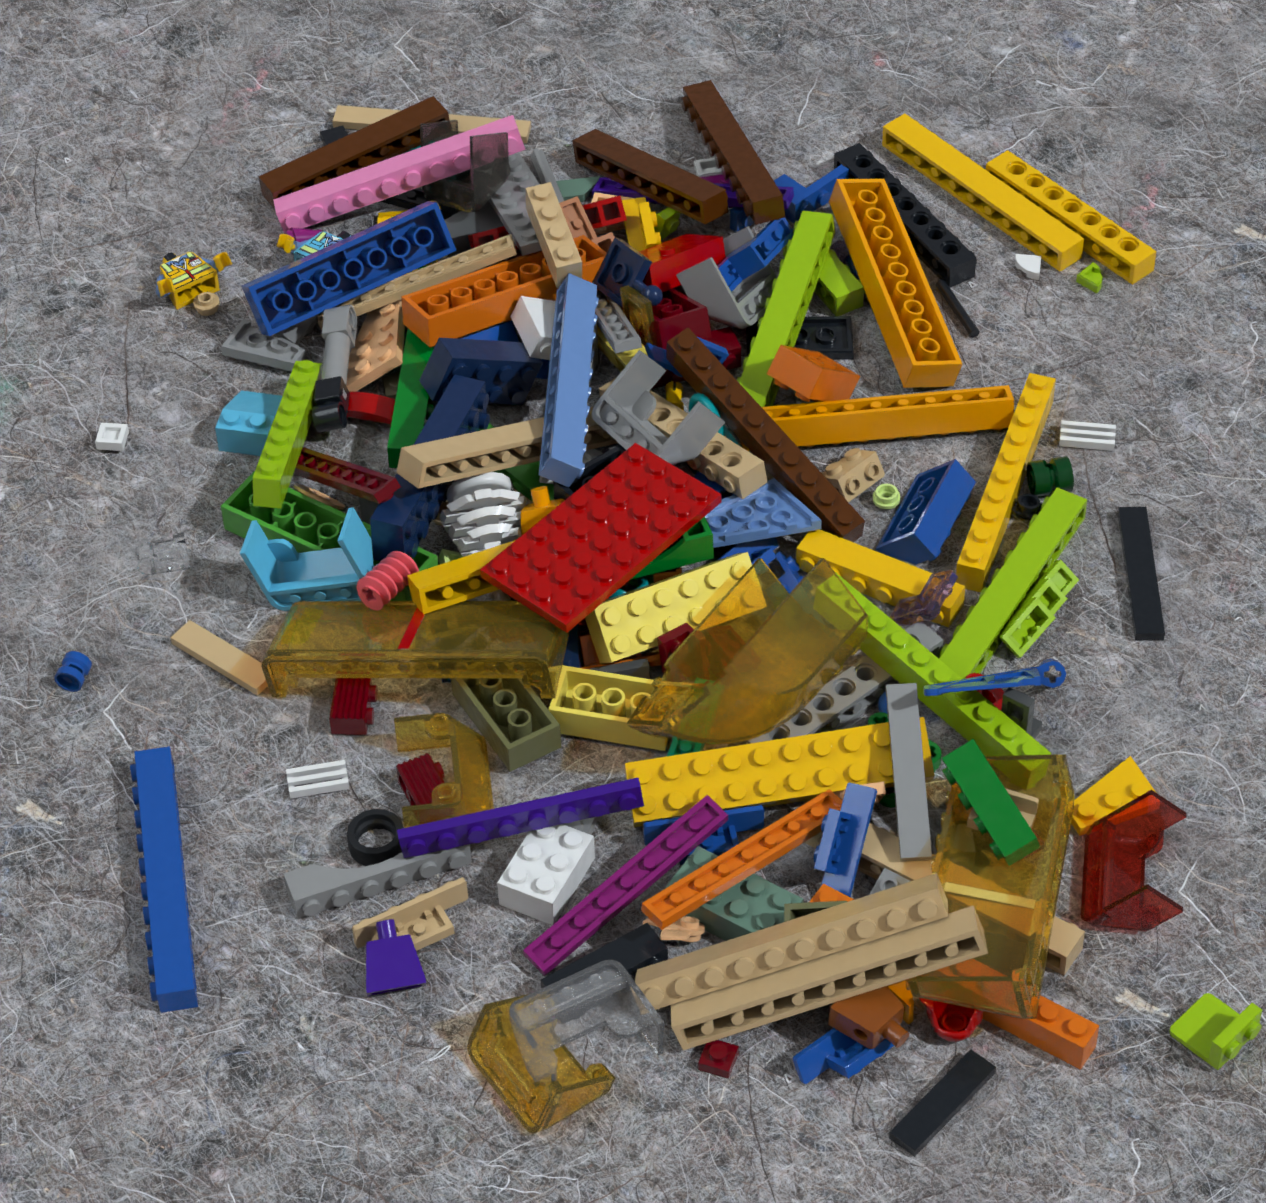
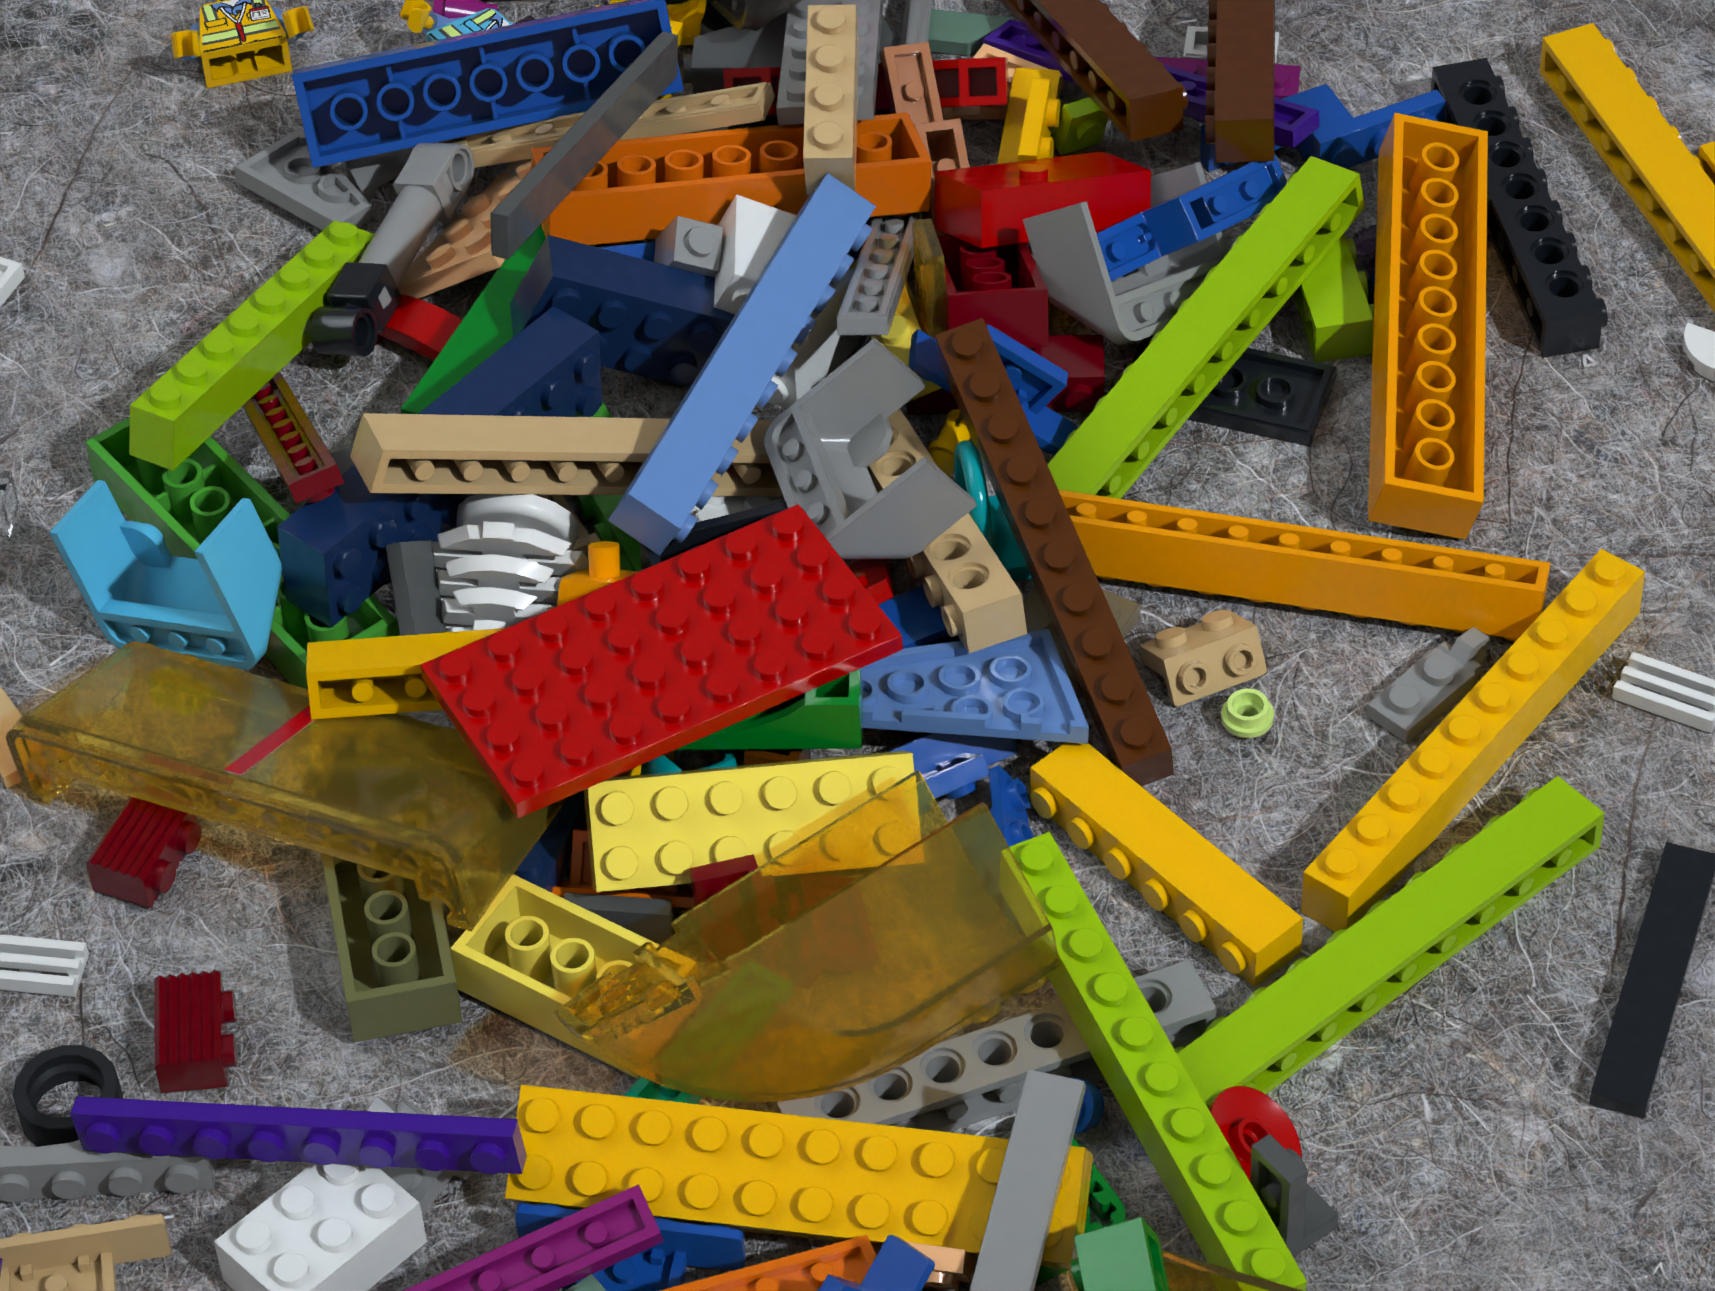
camera: 20 degrees right, 0 degrees up
(206, 303) = (255, 89): tan plate -> none
(246, 422) = (204, 297): medium azure slope -> none
(314, 494) = (256, 461): light nougat dish -> none
(386, 580) = (274, 638): coral piece -> none
(433, 287) = (583, 146): none -> dark grey tile
(443, 536) = (415, 587): none -> dark grey tile
(471, 770) = (273, 1024): clear yellow windscreen -> none
(504, 328) = (690, 246): none -> light grey brick
(625, 267) = (940, 189): dark blue plate -> none
(812, 375) = (1199, 457): orange brick -> none
(927, 513) = (1306, 765): blue slope -> none
(928, 603) = (1205, 936): plate -> none
(957, 308) = (1538, 398): black bar -> none
(975, 453) = (1430, 686): none -> light grey hinge
(1027, 506) = (1495, 795): black plate -> none
(1029, 676) = (1270, 1119): blue wing -> none
(1038, 608) = (1425, 996): lime slope -> none
(1045, 476) = (1560, 751): dark green wheel -> none

